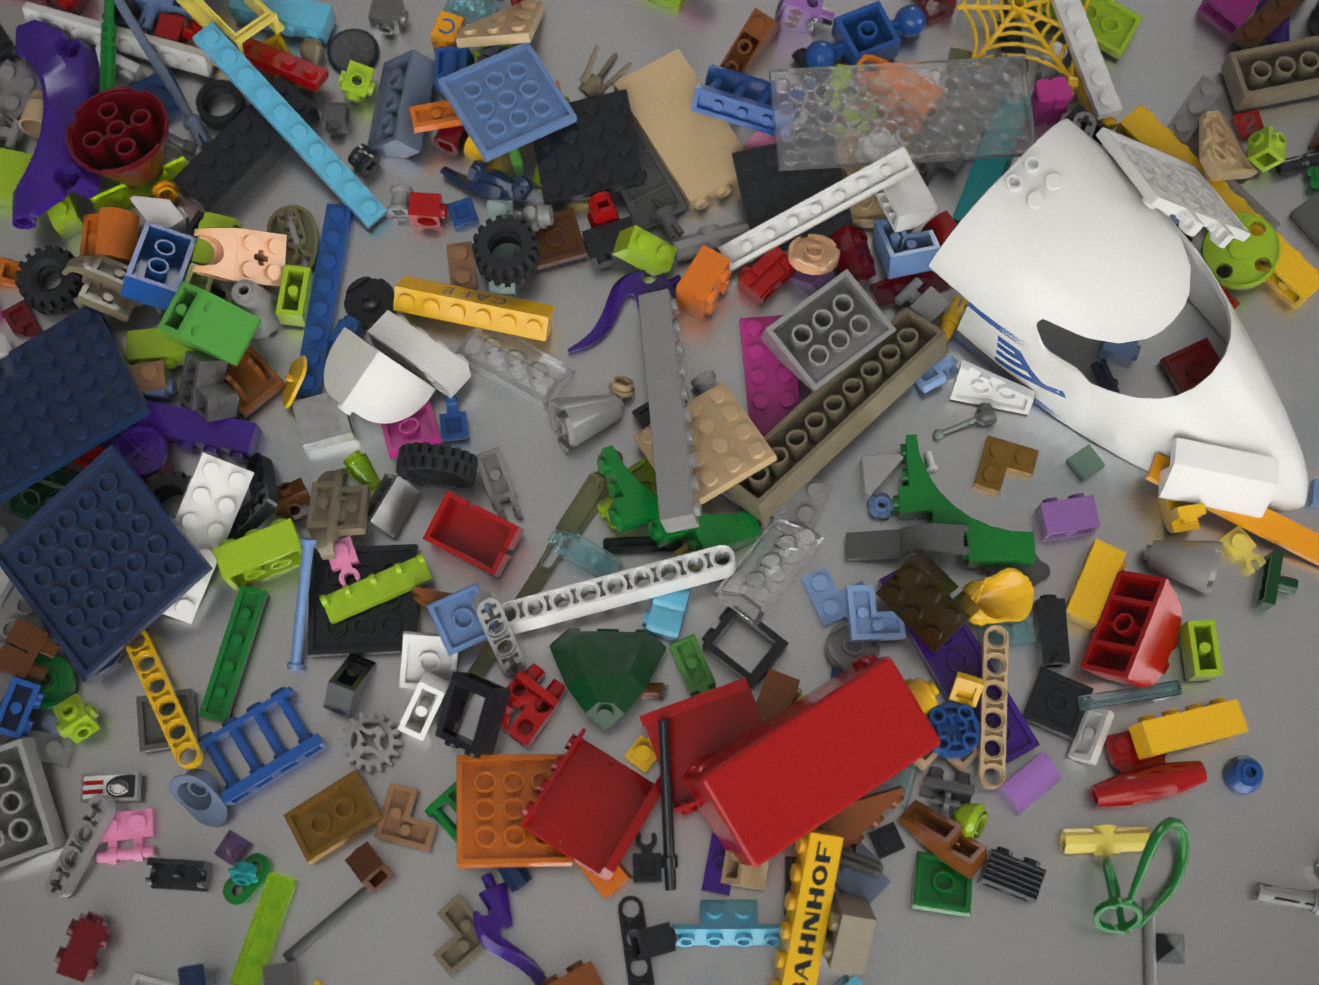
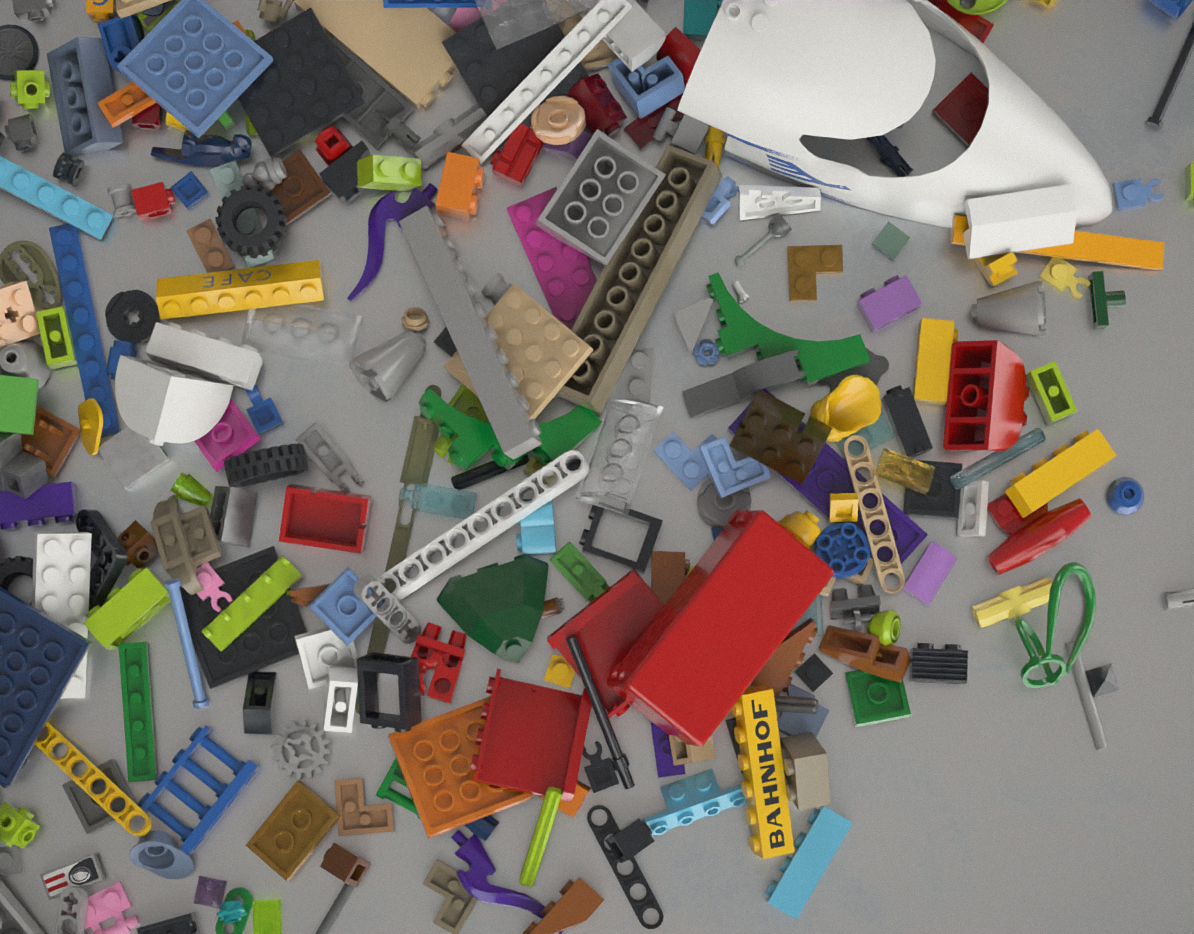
camera: 20 degrees left, 10 degrees up
(566, 906) = (540, 836): none -> lime axle
(1036, 675) = (904, 471): none -> clear yellow plate

